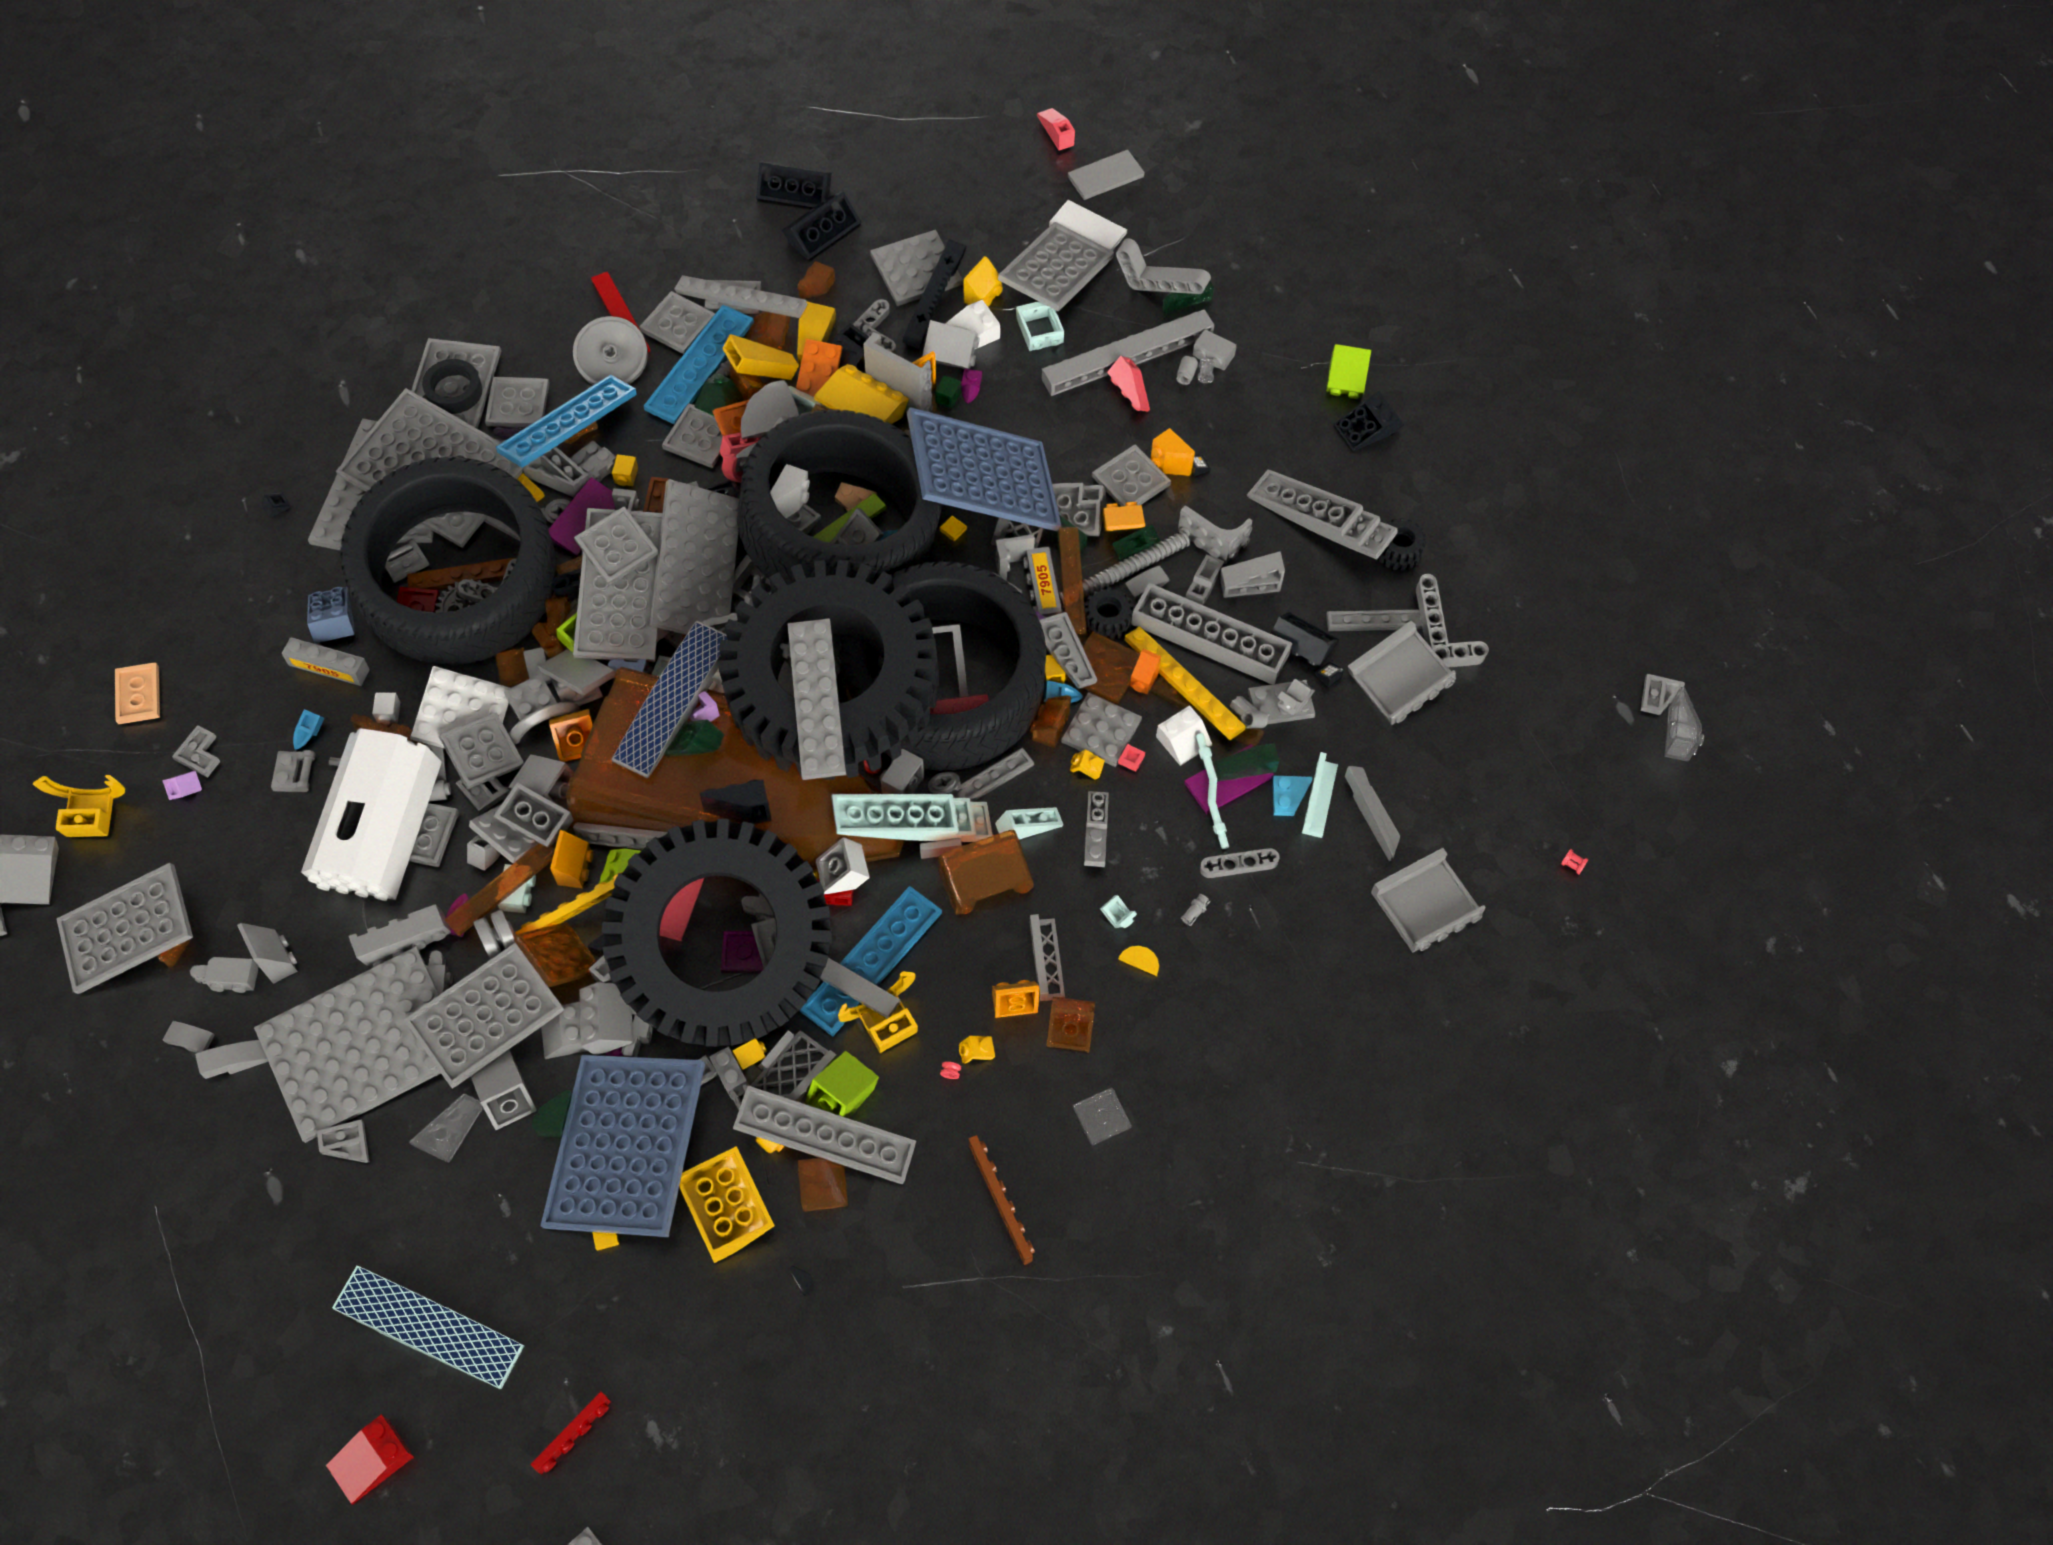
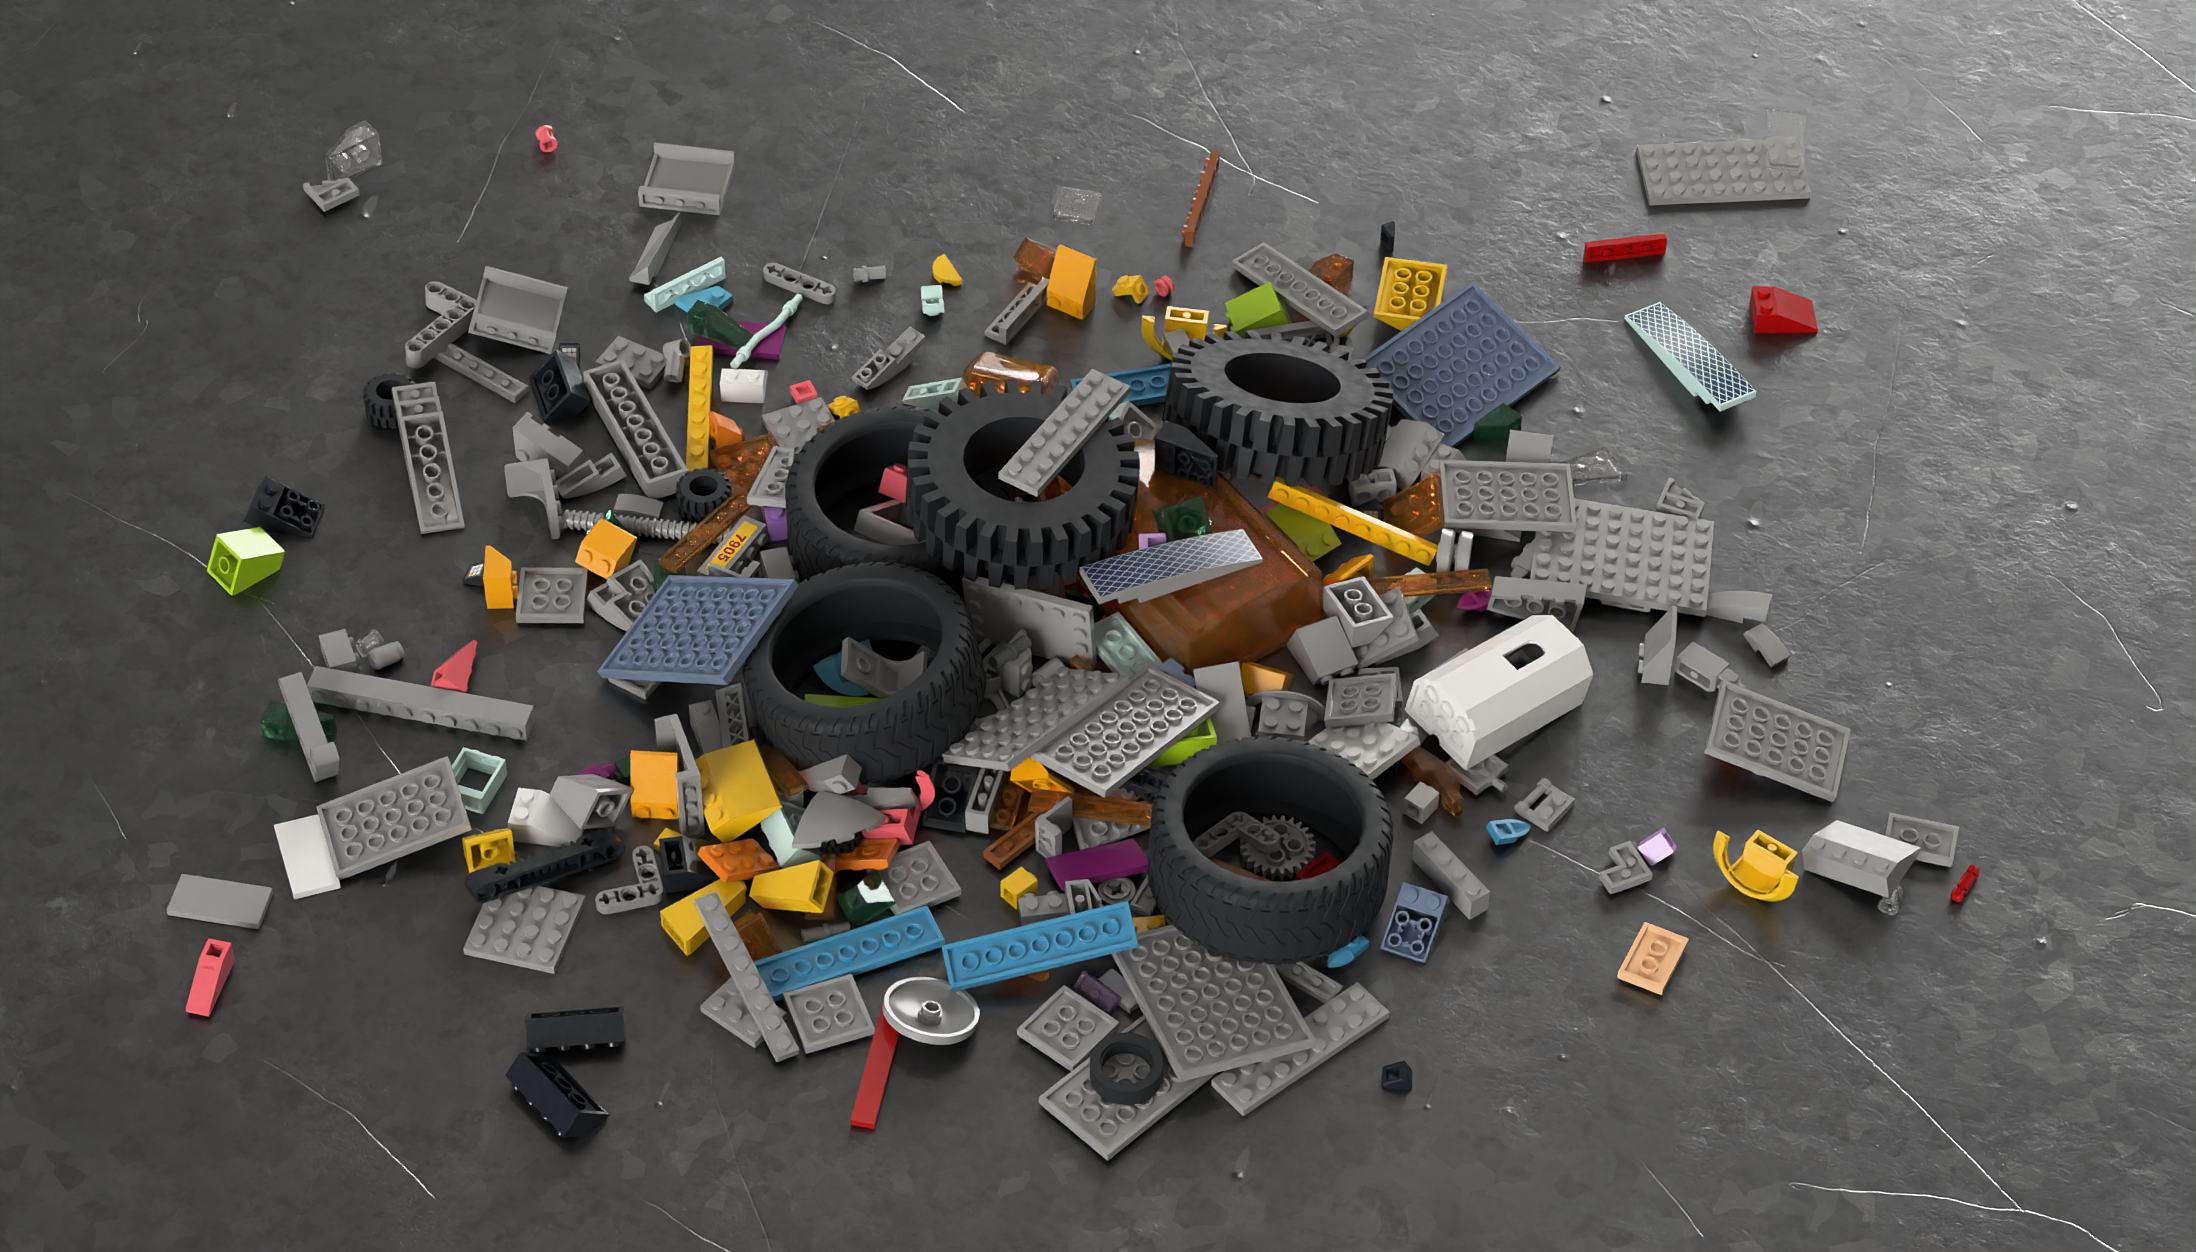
camera: 140 degrees left, 15 degrees down
(616, 545) = (1106, 742): light grey plate -> none
(816, 281) = (644, 966): clear orange slope -> none
(1295, 697) = (628, 341): light grey brick -> none

